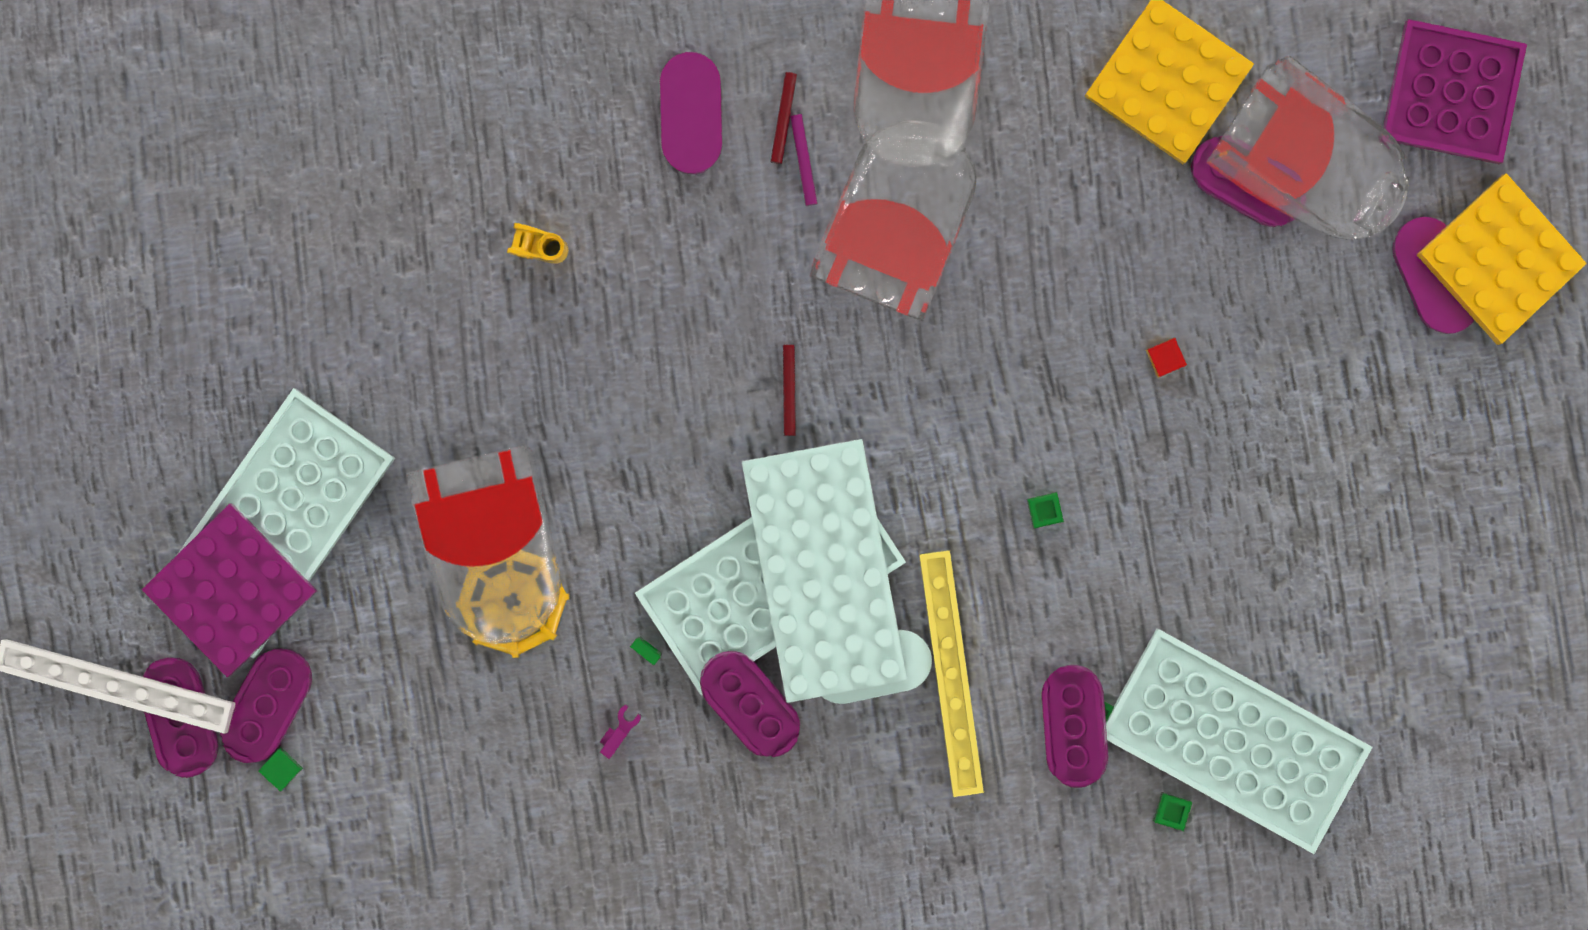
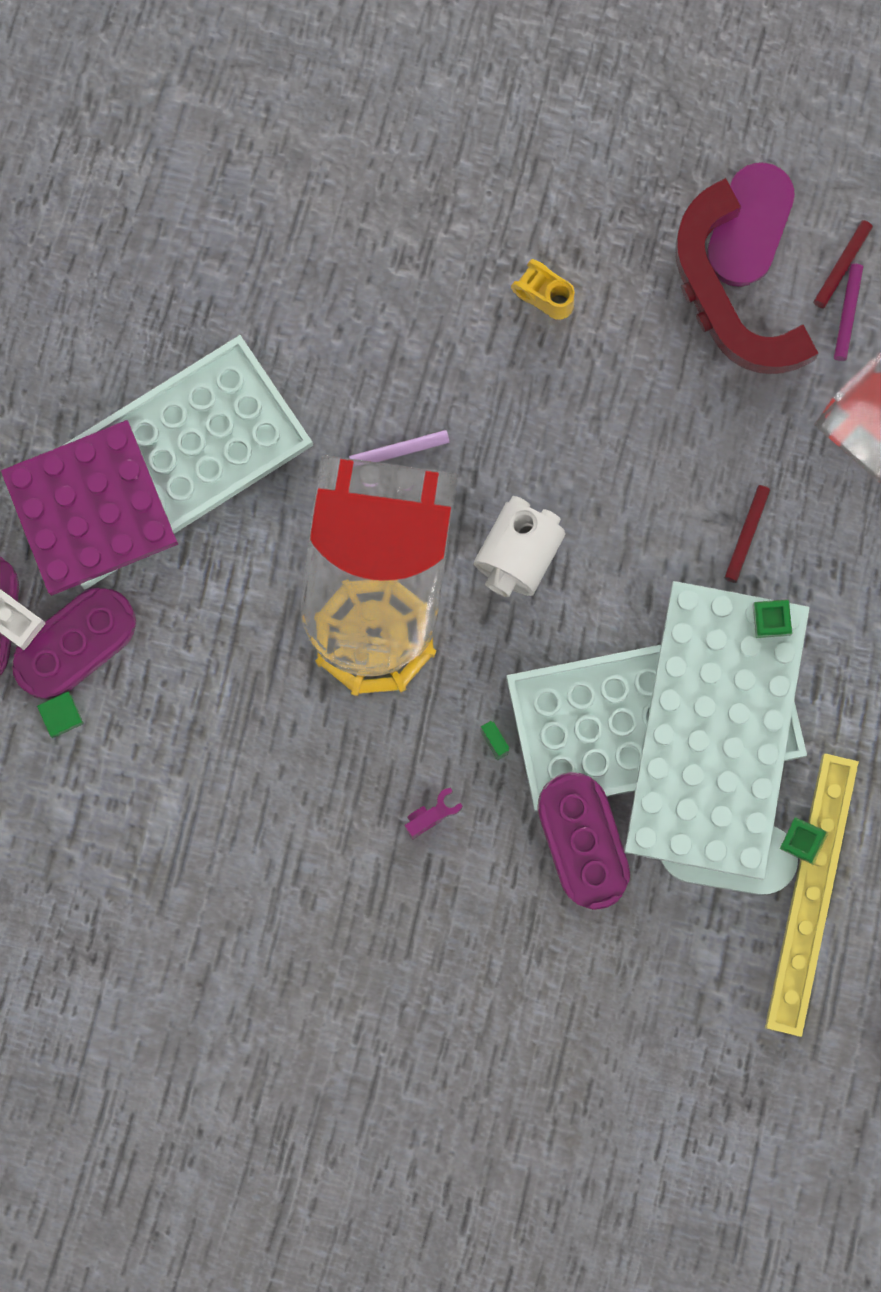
camera: 20 degrees right, 10 degrees down
(469, 432) = (404, 447): none -> lavender bar
(602, 493) = (519, 548): none -> white cylinder
(669, 190) = (716, 314): none -> dark red arch
(834, 464) = (772, 618): none -> green tile
(928, 635) = (804, 841): none -> green tile

